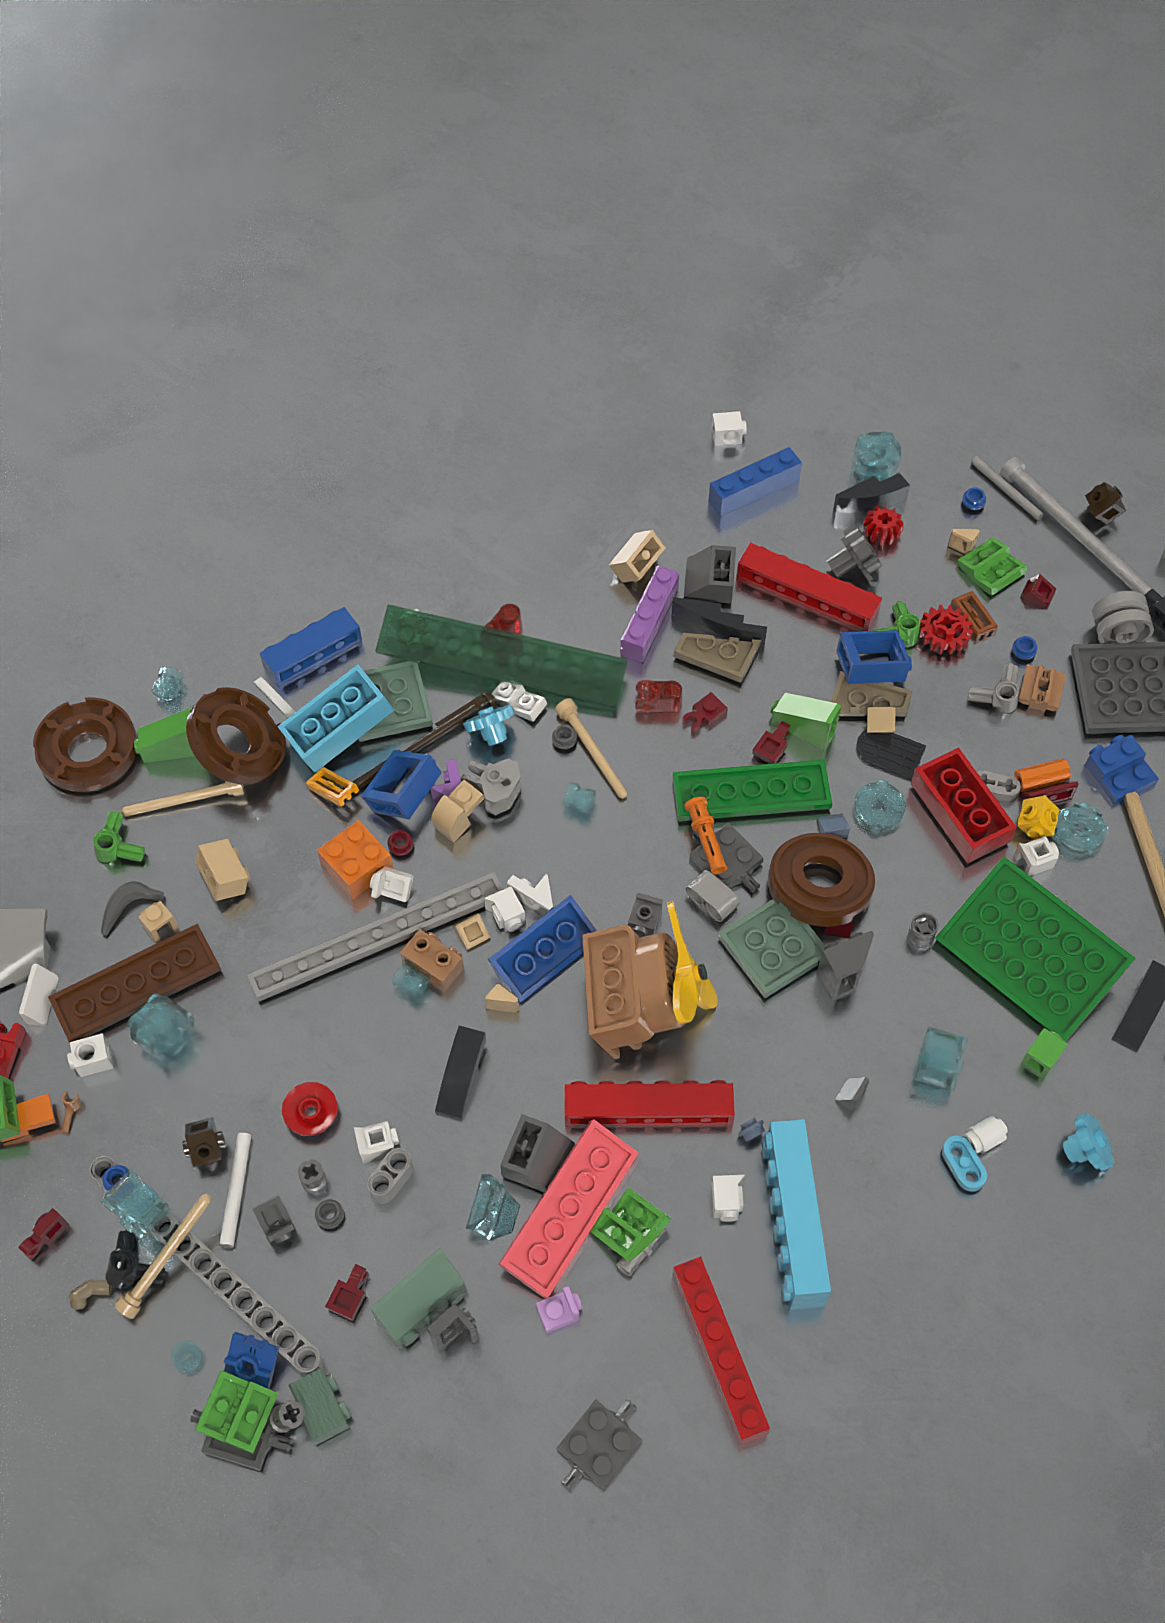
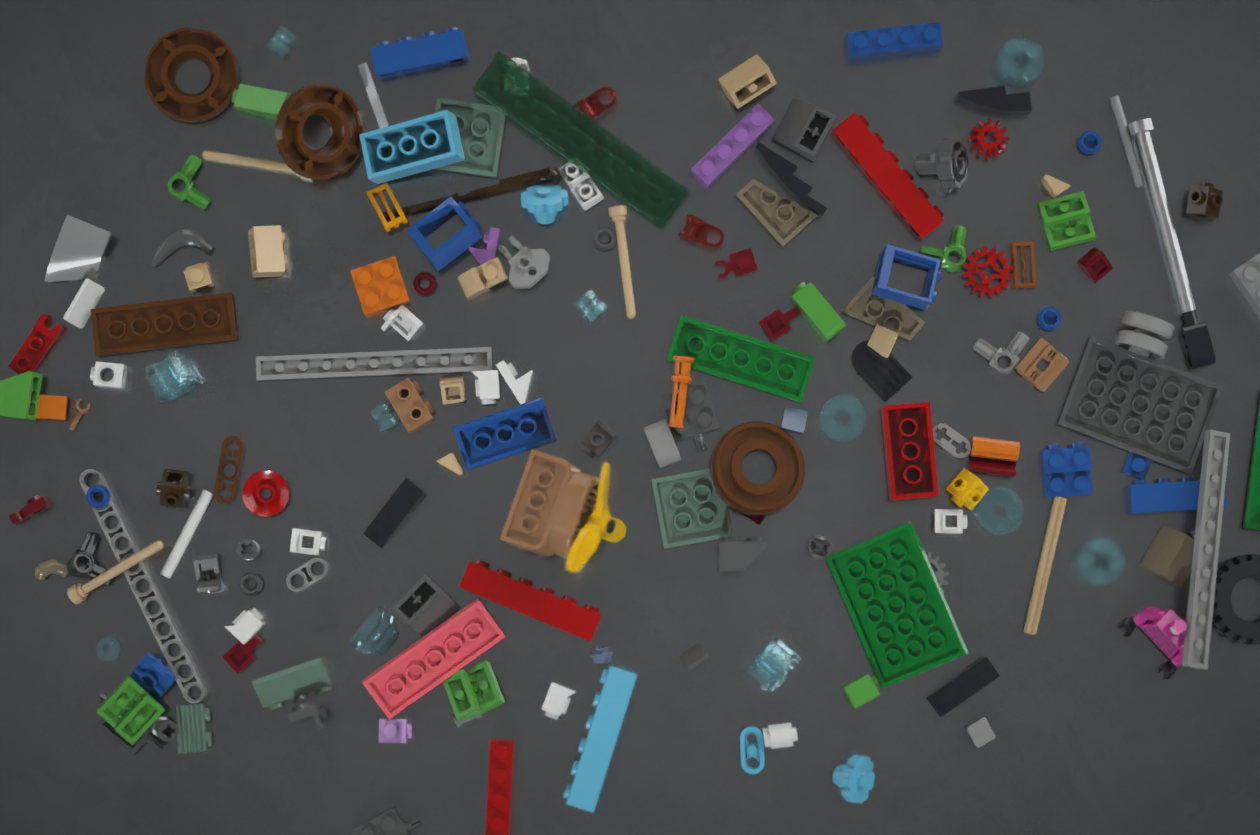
camera: 20 degrees right, 25 degrees up
(135, 1204) = (105, 527): clear light blue brick -> none
(264, 1091) = (220, 486): none -> reddish brown beam
(340, 1259) = (247, 625): none -> white window

